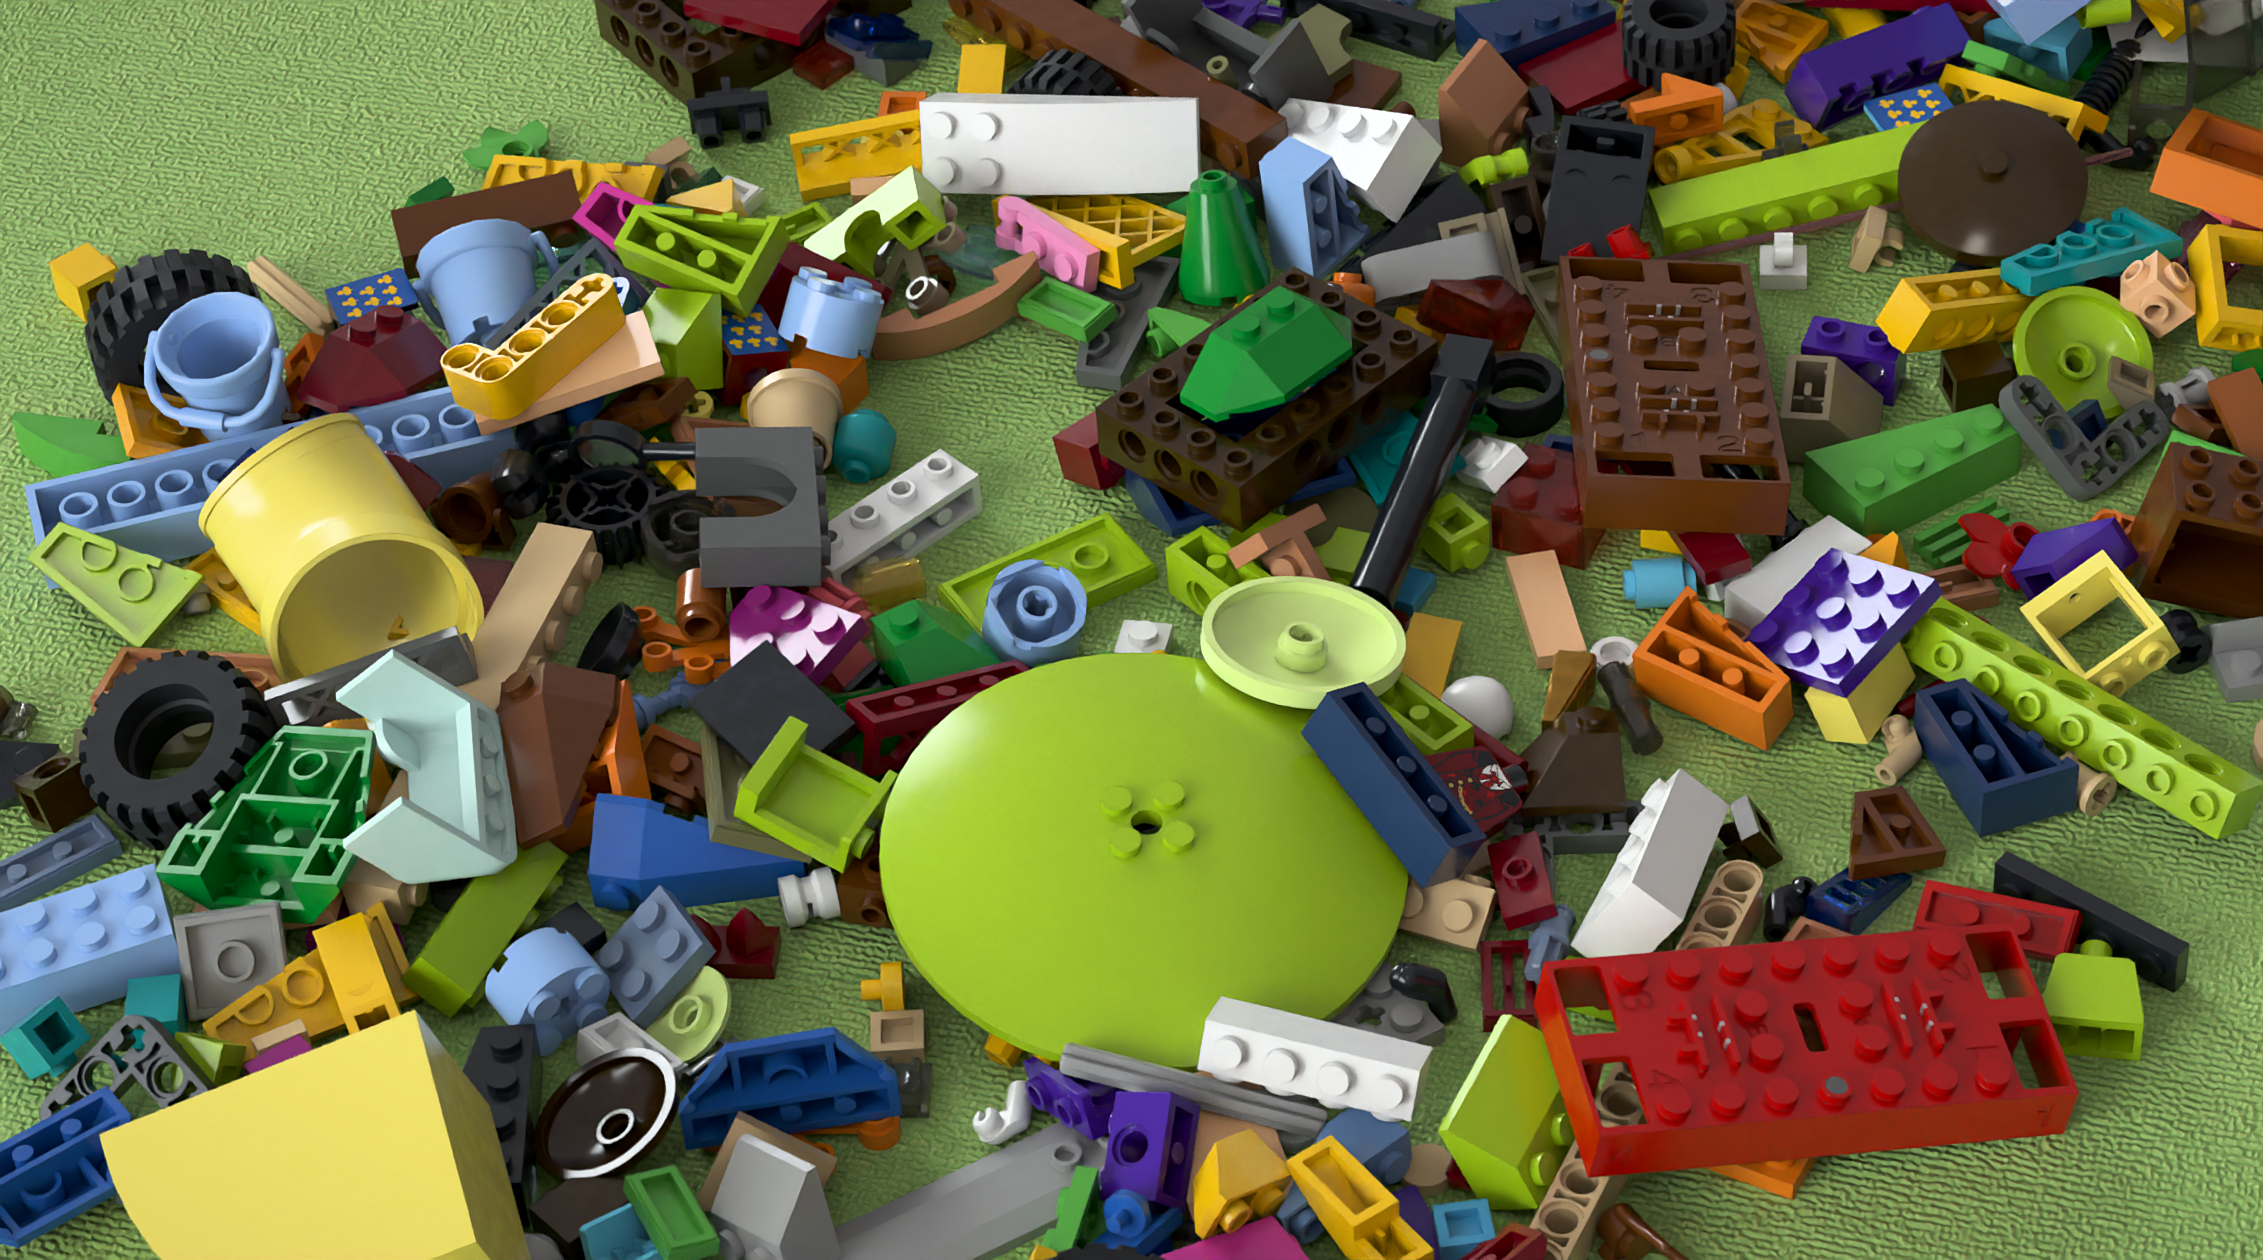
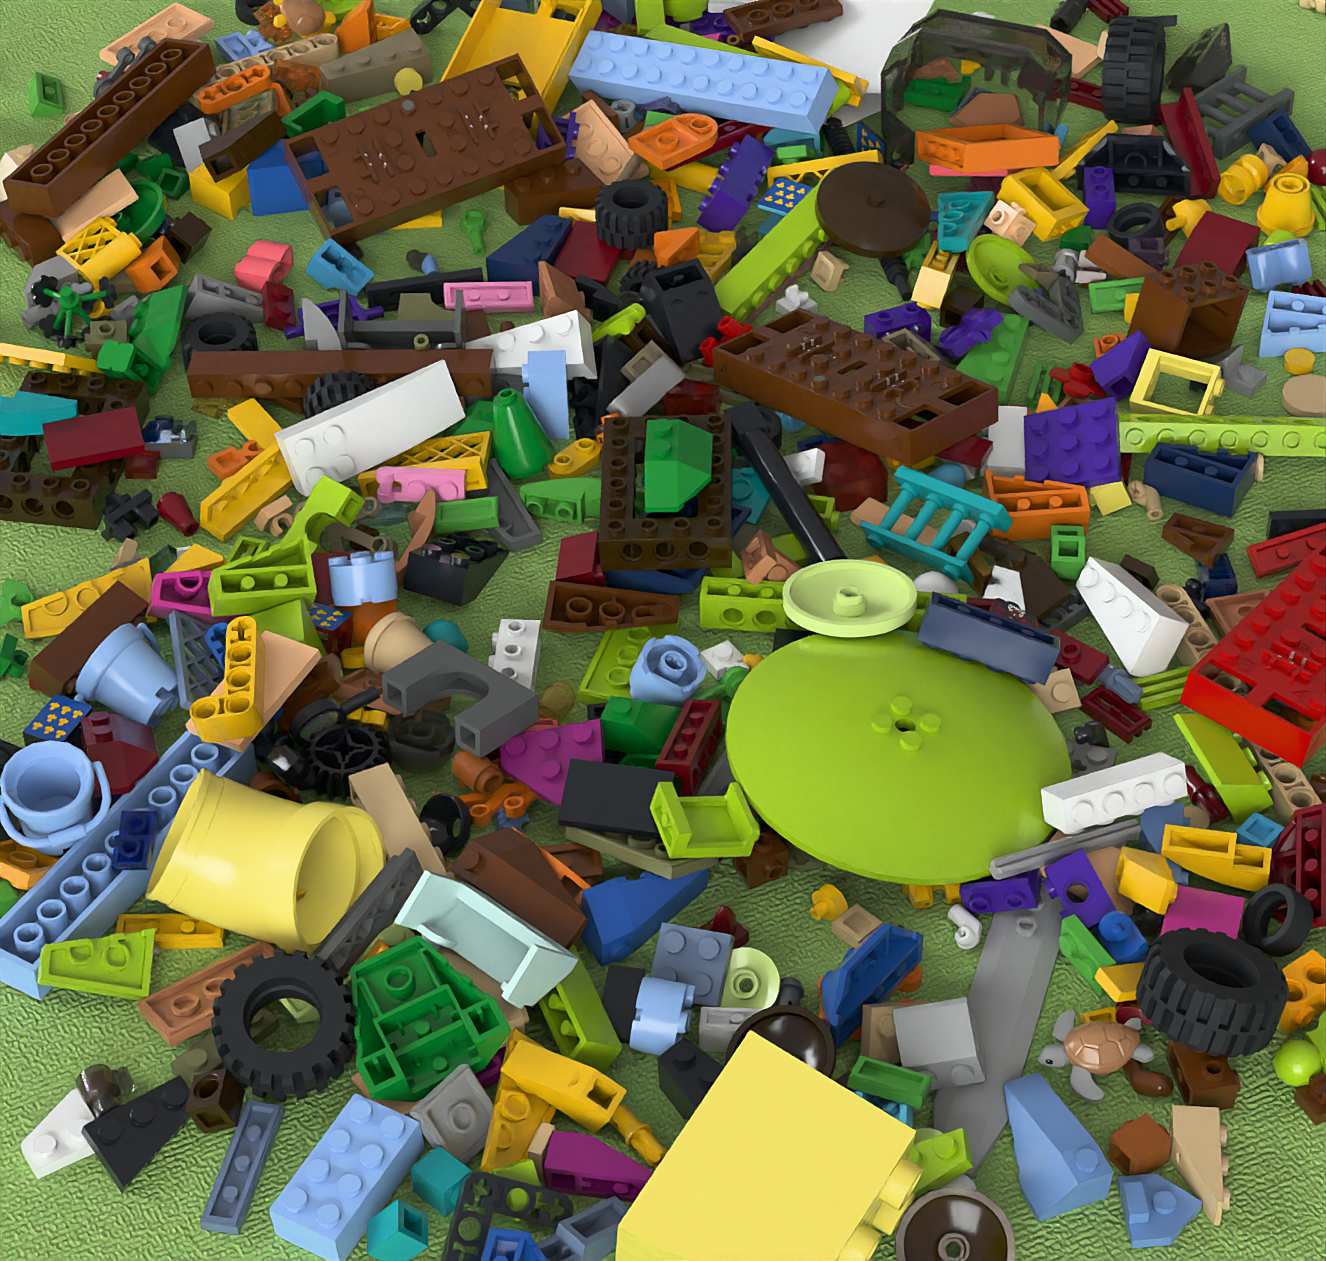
camera: 45 degrees left, 0 degrees up
(777, 130) = (176, 511): none -> dark red cone
(809, 897) = (725, 884): white wheel -> none
(984, 363) = (453, 568): none -> black slope
(1053, 496) = (597, 609): none -> reddish brown wedge
(1407, 52) = (491, 296): none -> bright pink tile
(1601, 616) = (937, 496): none -> teal fence
(1696, 747) = (1067, 551): none -> bright green brick
(1903, 408) = (972, 330): none -> dark purple plate

